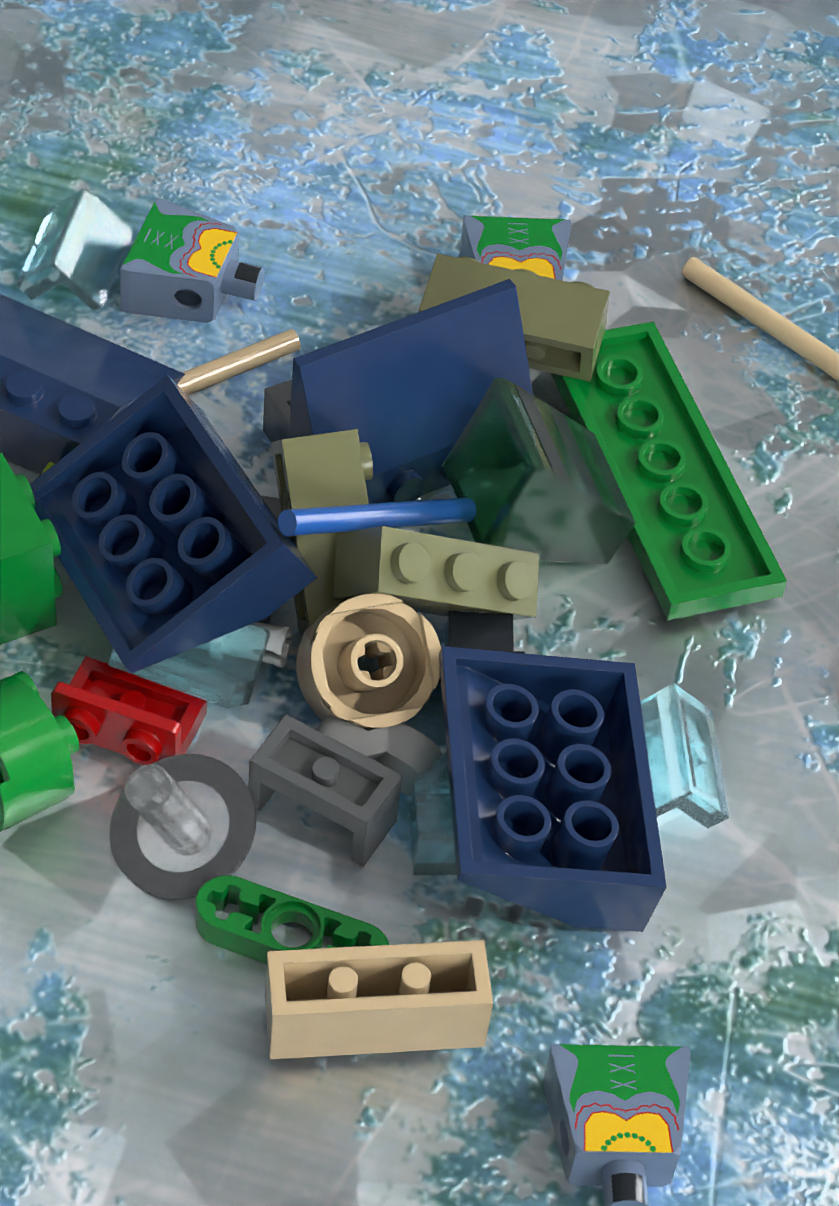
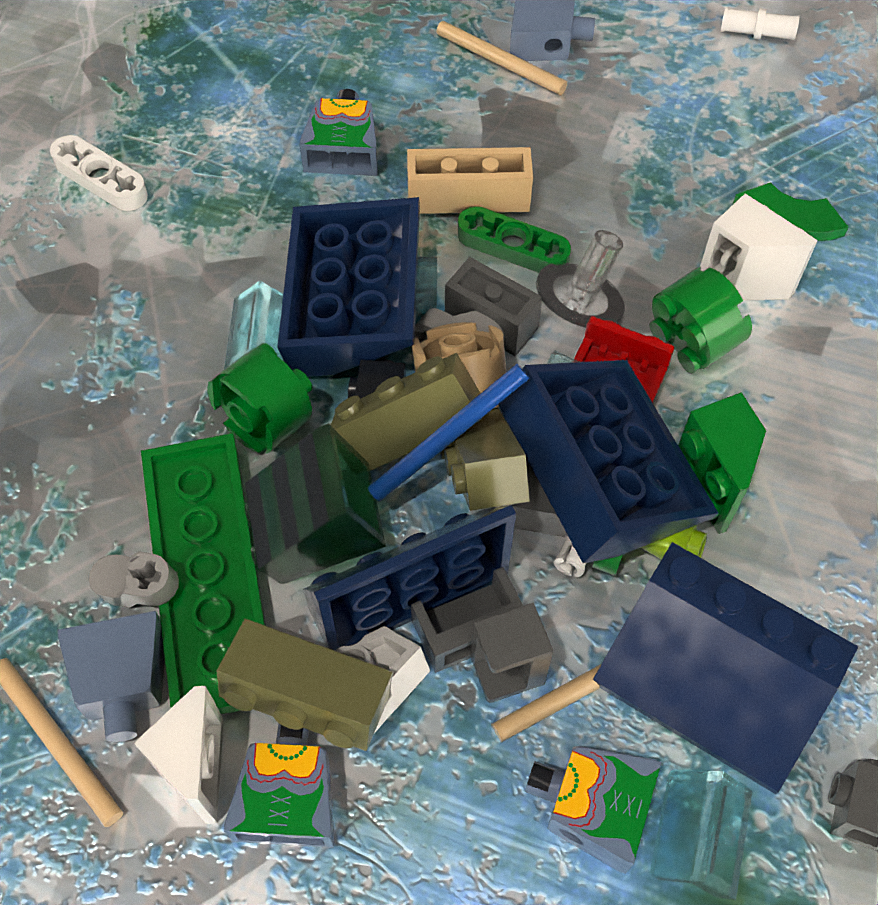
camera: 170 degrees left, 10 degrees up
(275, 332) = (510, 652): none -> dark grey panel
(628, 258) = (187, 750): none -> white slope
(644, 616) = (262, 399): none -> green brick
(728, 430) = (133, 580): none -> light grey piece
(736, 366) = (115, 670): none -> sand blue torso

